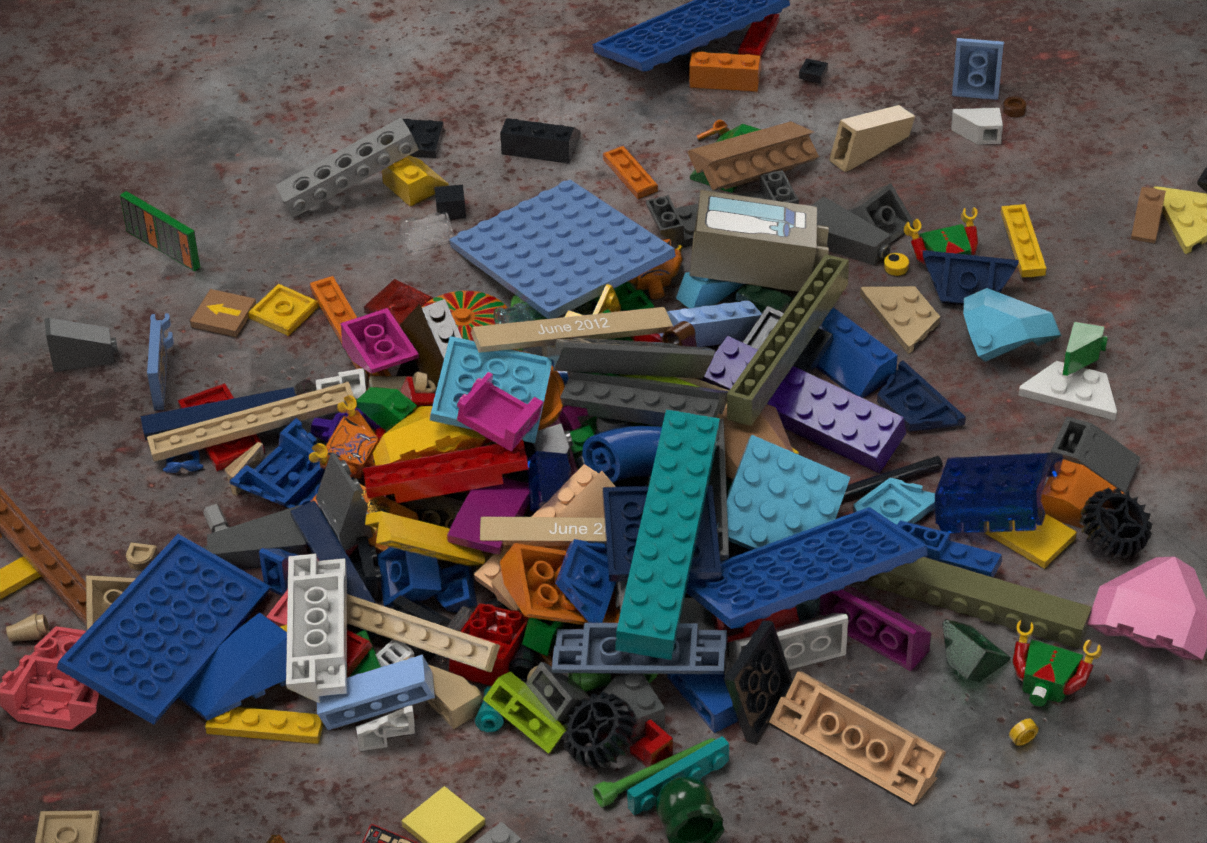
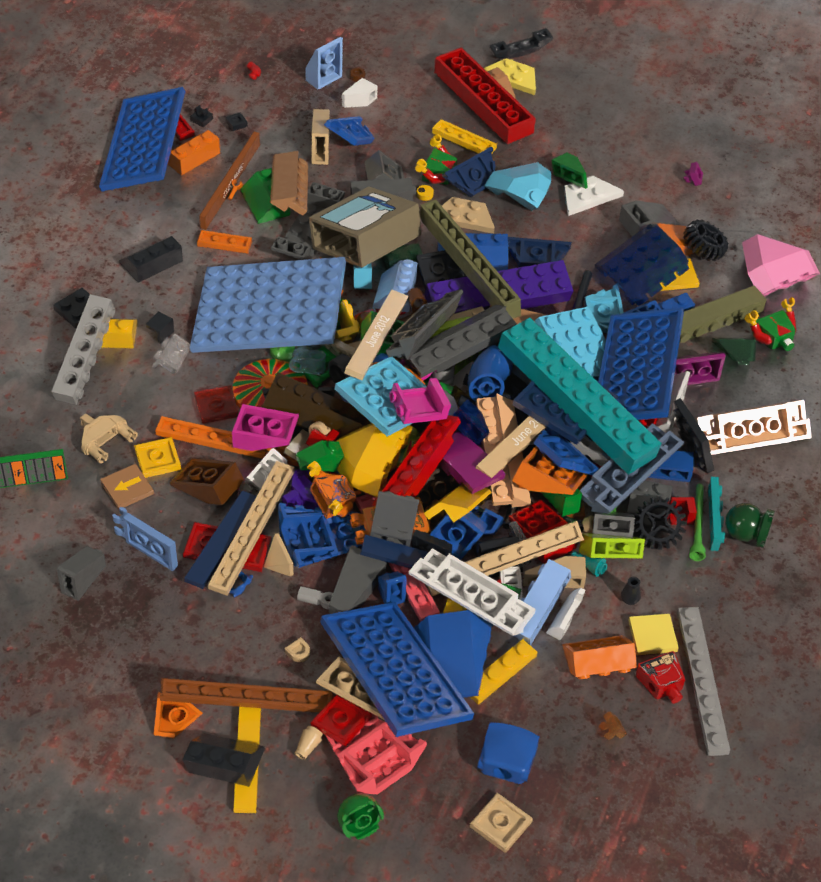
camera: 55 degrees left, 5 degrees up
(62, 631) = (341, 720): none -> red tile
(152, 787) = (508, 752): none -> blue piece
(266, 250) = (100, 431): none -> tan connector
(286, 360) = (209, 480): none -> reddish brown slope
(359, 790) = (600, 656): none -> orange slope
(479, 767) = (631, 592): none -> black cone
(733, 115) = (225, 186): none -> dark orange tile
(790, 44) = (201, 116): none -> black tile
(904, 150) = (351, 130): none -> blue wing
(911, 36) = (256, 71): none -> red arm
(1023, 732) = (806, 365): yellow tile -> none
(1109, 212) = (484, 95): none -> red brick

